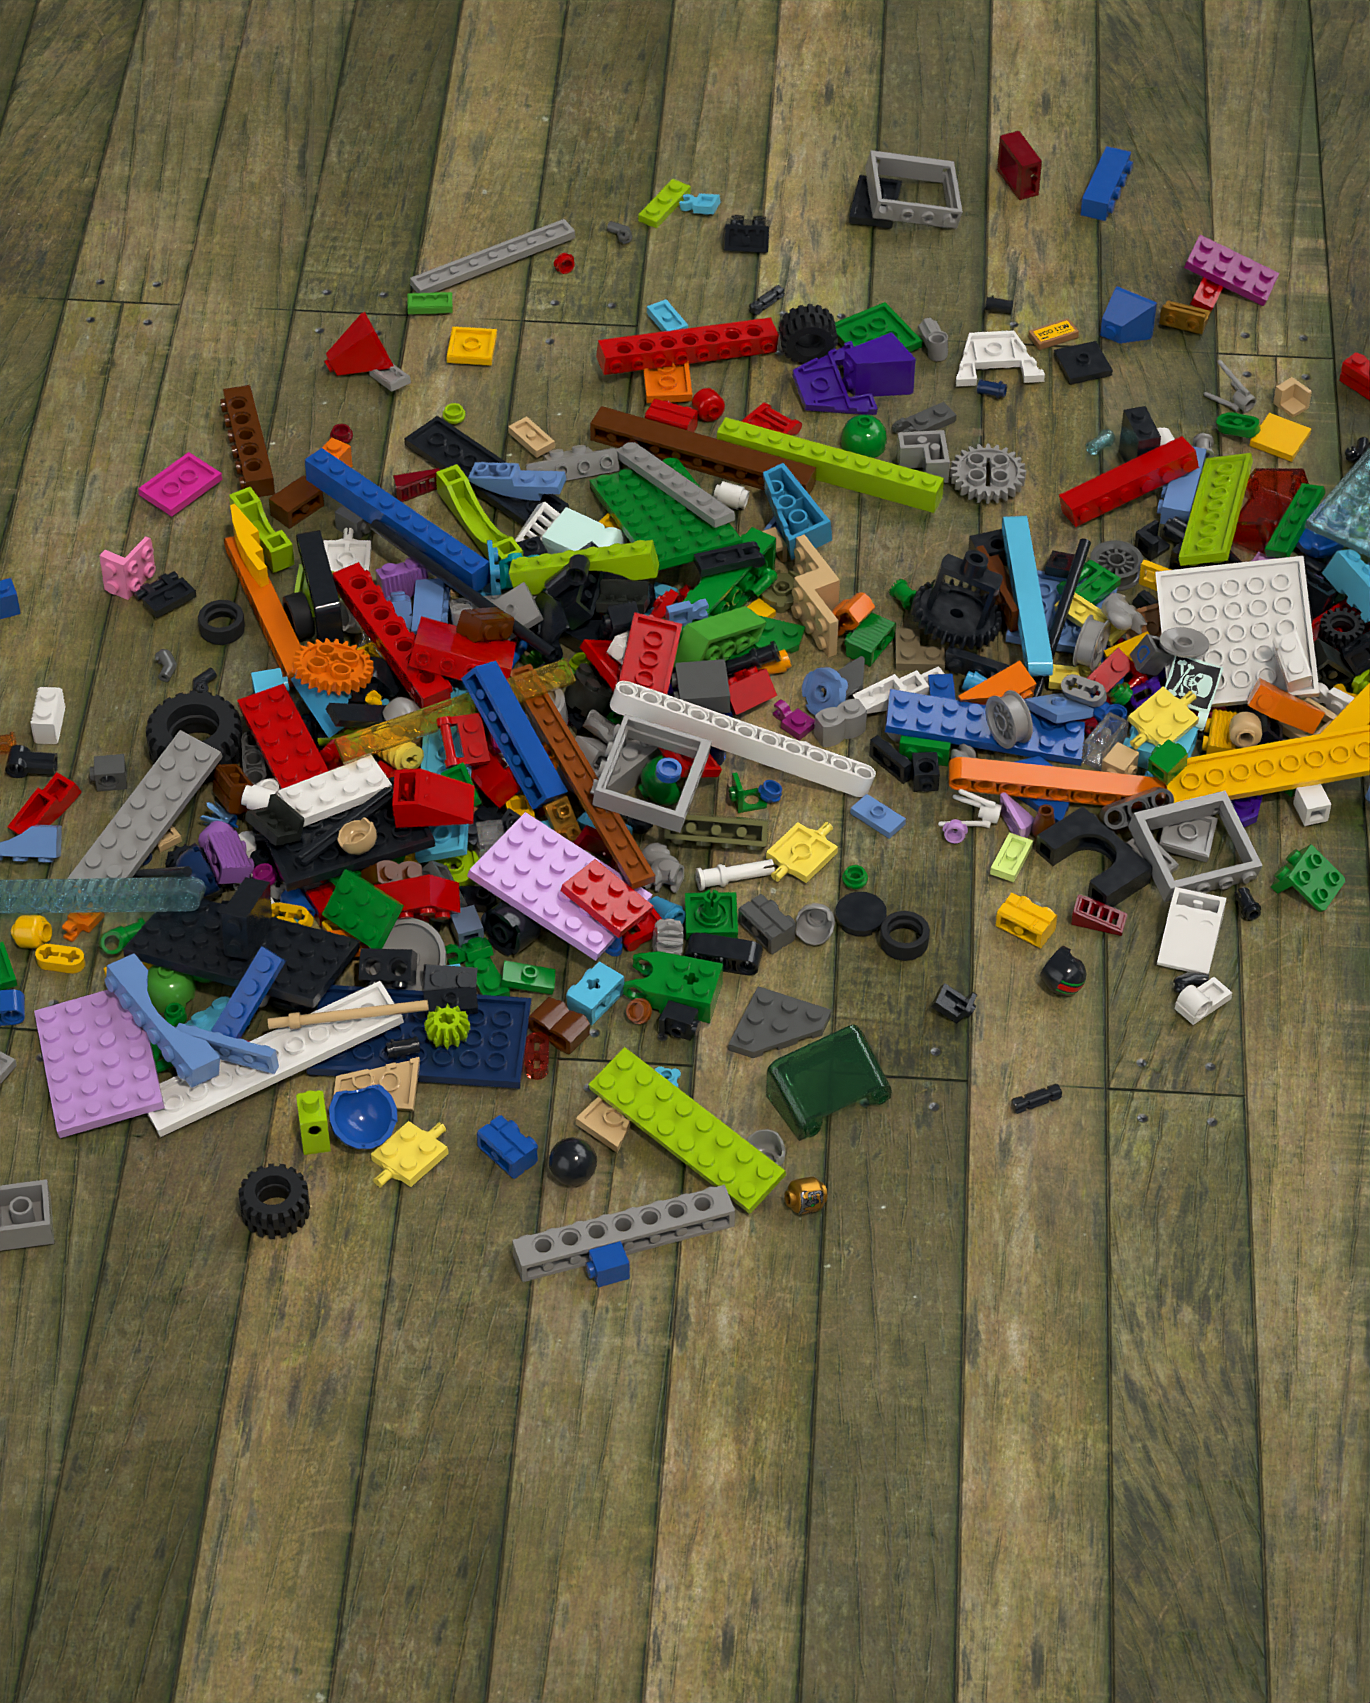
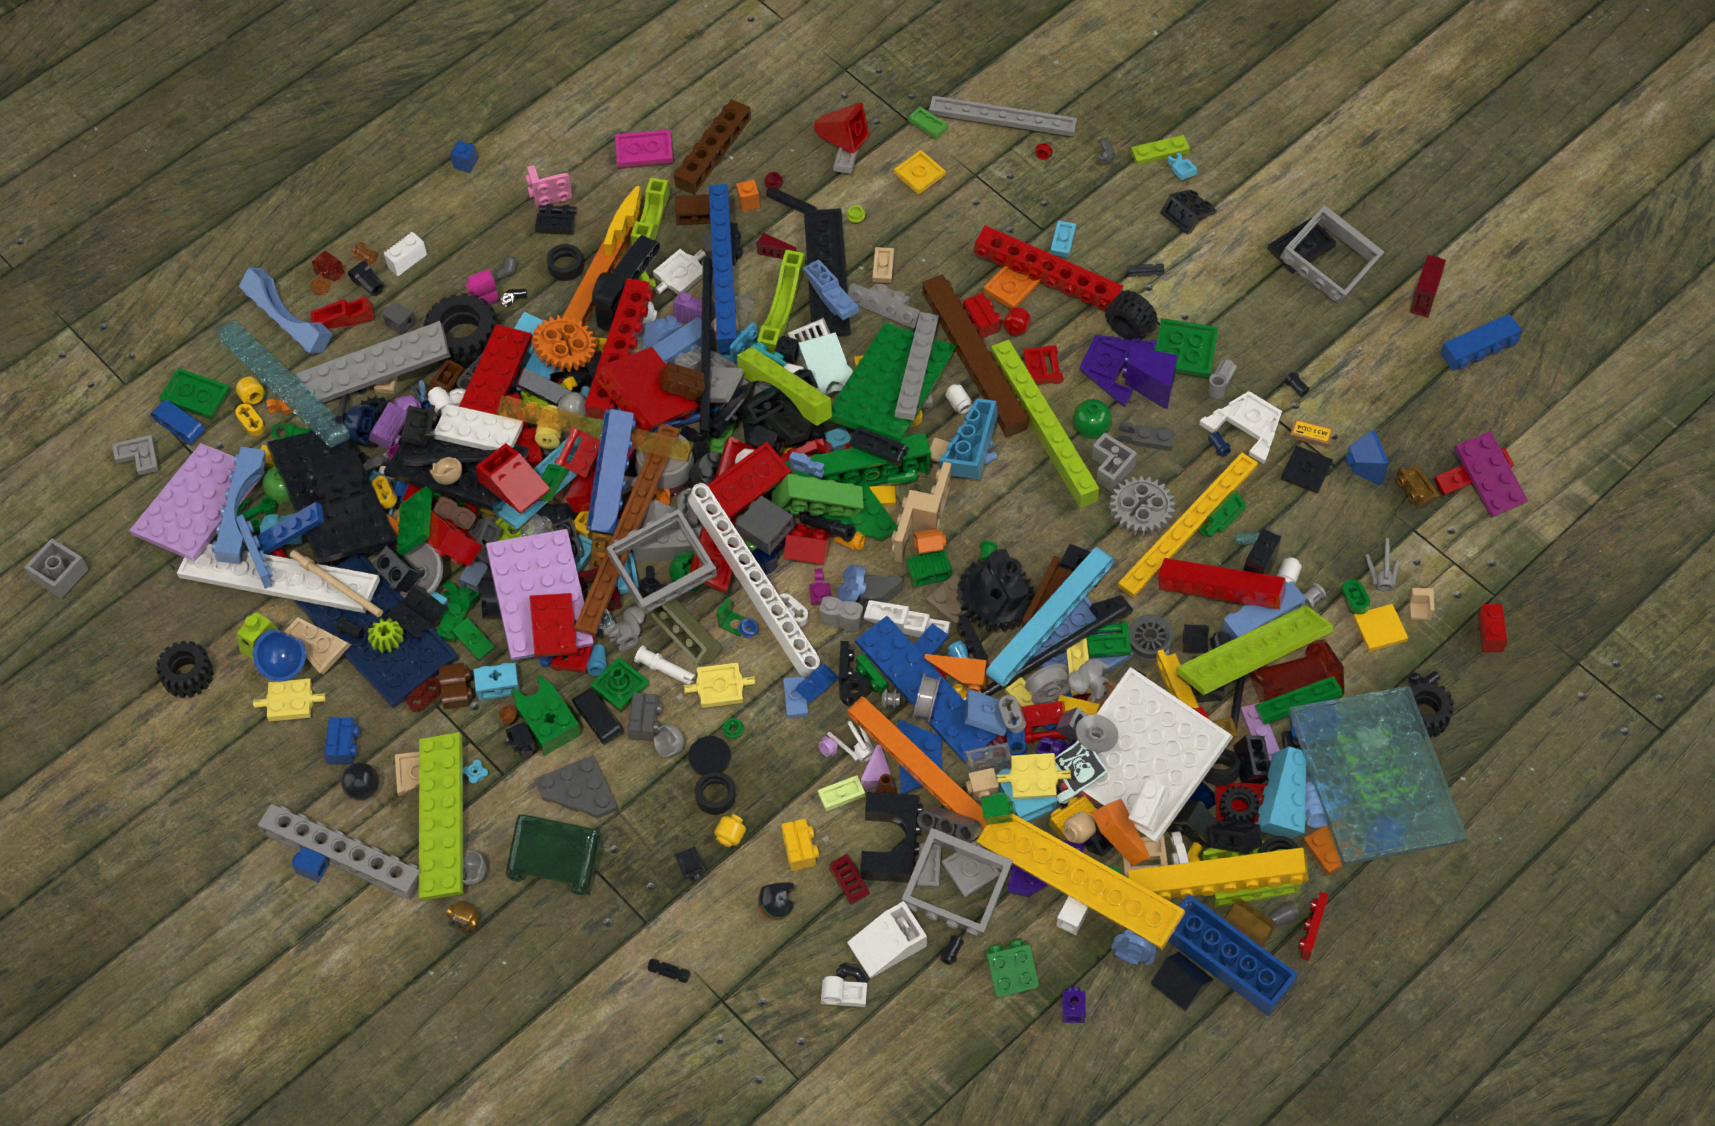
camera: 45 degrees right, 10 degrees up
(172, 681) = (483, 286): none -> dark pink brick
(378, 441) = (789, 200): none -> black axle
(568, 576) = (763, 385): black piece -> none
(668, 770) = (665, 568): blue tile -> none
(668, 936) = (570, 680): light grey gear -> none
(885, 791) = (817, 683): none -> blue slope
(955, 953) = (730, 830): none -> yellow head
(1041, 464) = (1187, 525): none -> yellow plate
(1060, 436) = (1223, 514): none -> green plate
(1121, 694) = (1033, 735): green plate -> none

